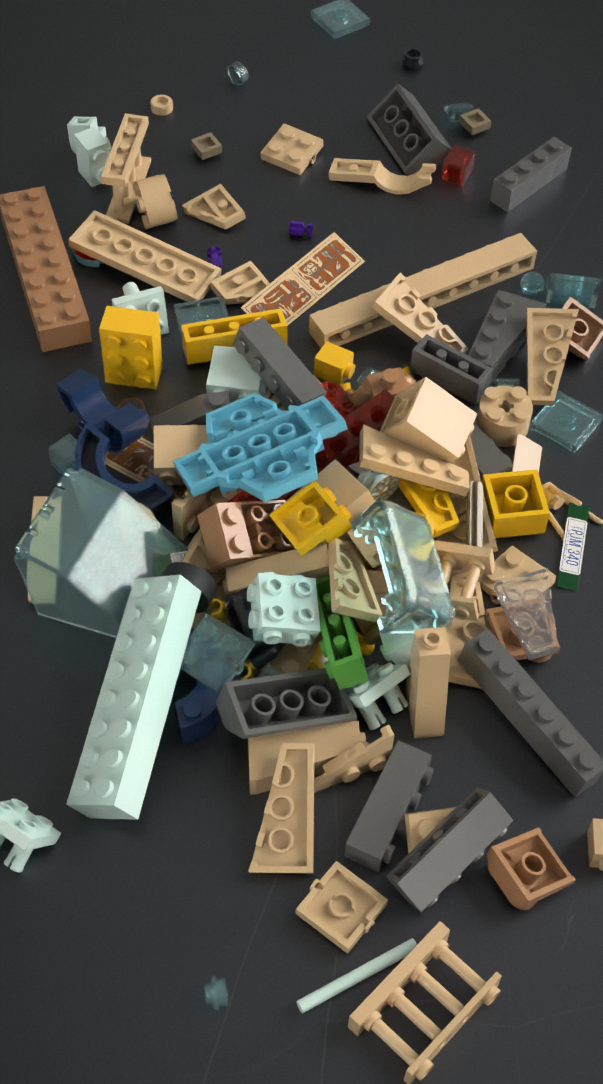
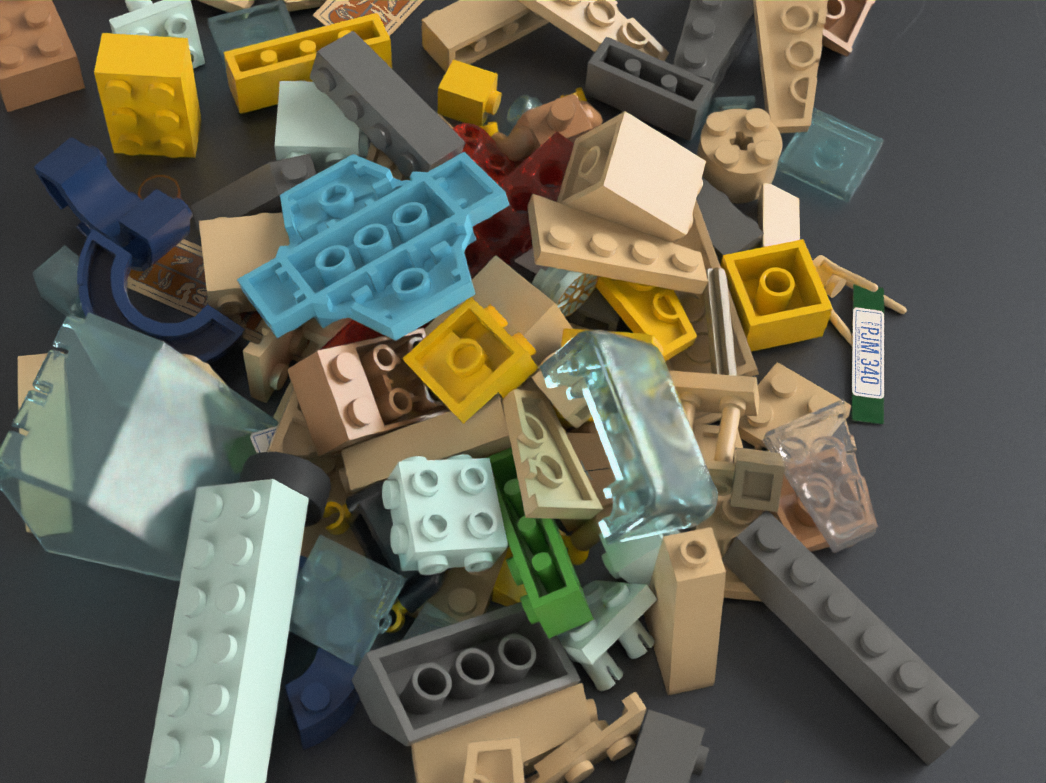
camera: 10 degrees left, 5 degrees up
(483, 609) = (757, 479): none -> dark tan panel

